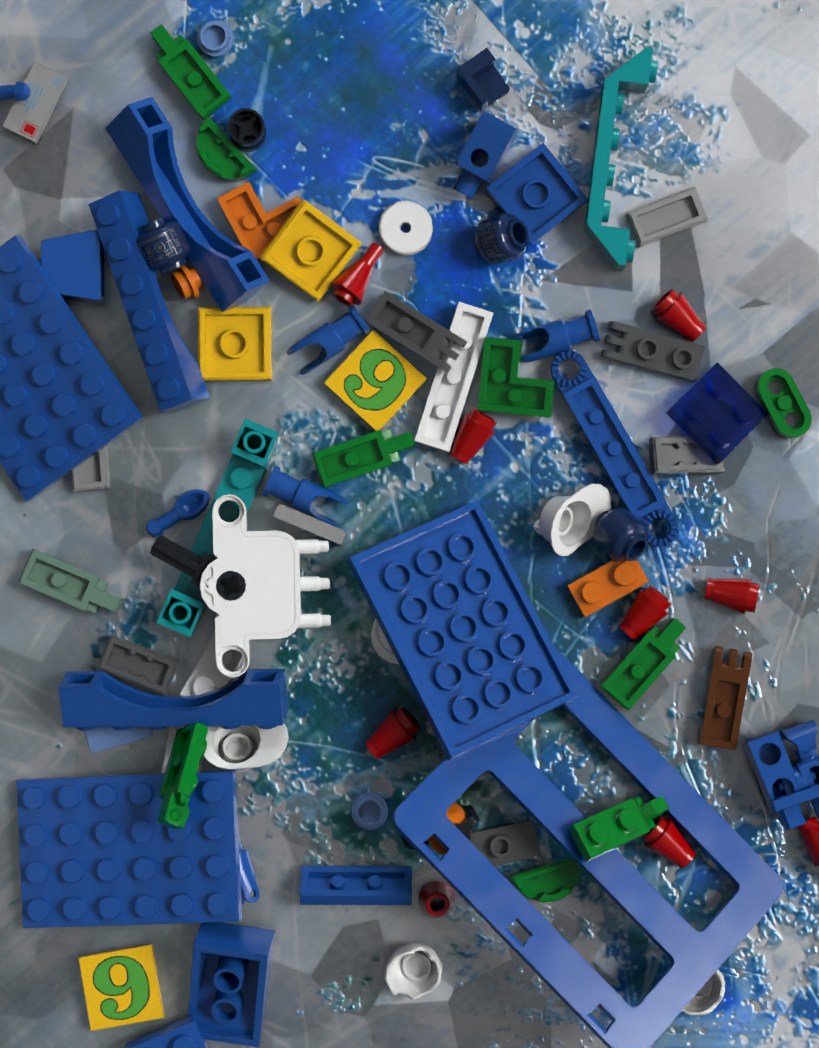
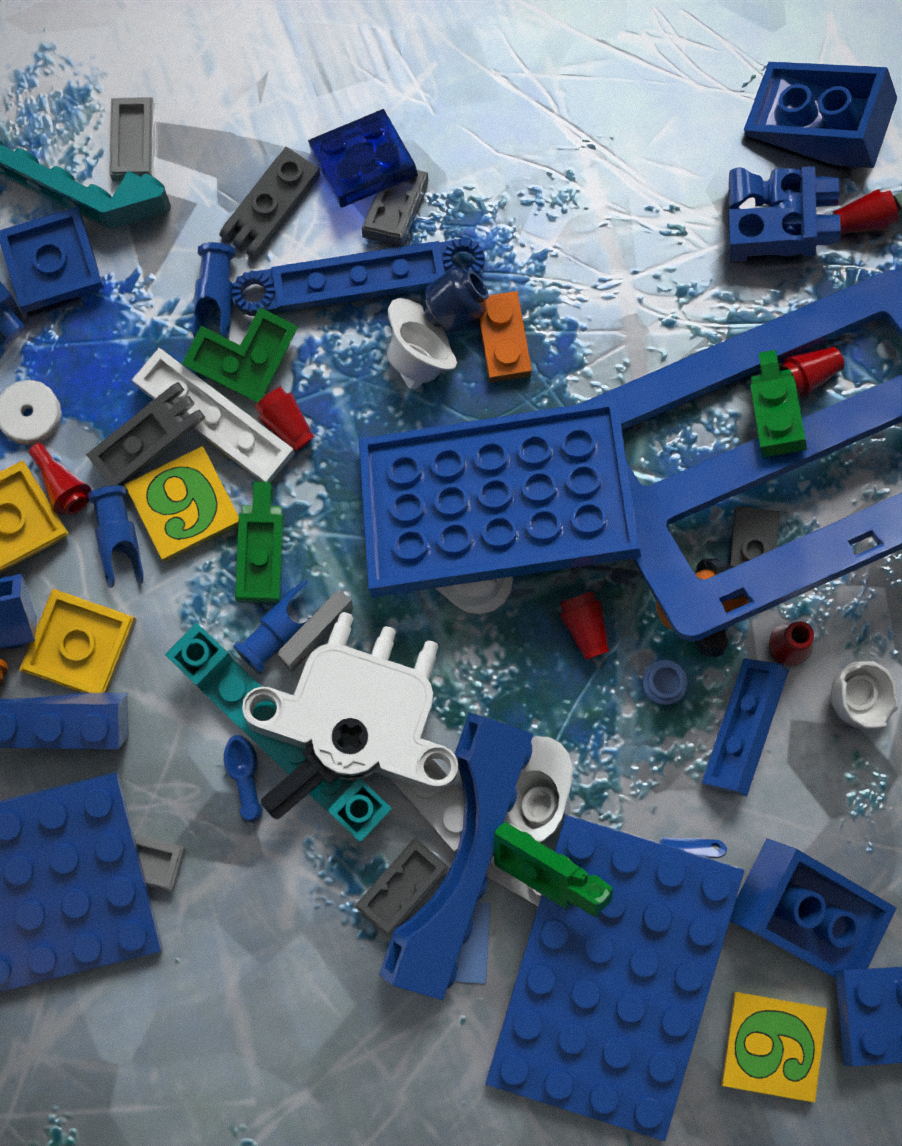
camera: 65 degrees left, 10 degrees down
(67, 583) = (275, 936): sand green hinge -> none
(501, 239) = (81, 310): dark blue head -> none
(548, 881) = (811, 504): green plate -> none
(643, 664) = (605, 328): green hinge -> none
(645, 612) = (549, 306): red cone -> none
(679, 315) = (239, 161): red cone -> none
(725, 699) = (674, 257): reddish brown hinge -> none
(734, 594) = (563, 209): red cone -> none
(785, 402) = (377, 86): green plate -> none

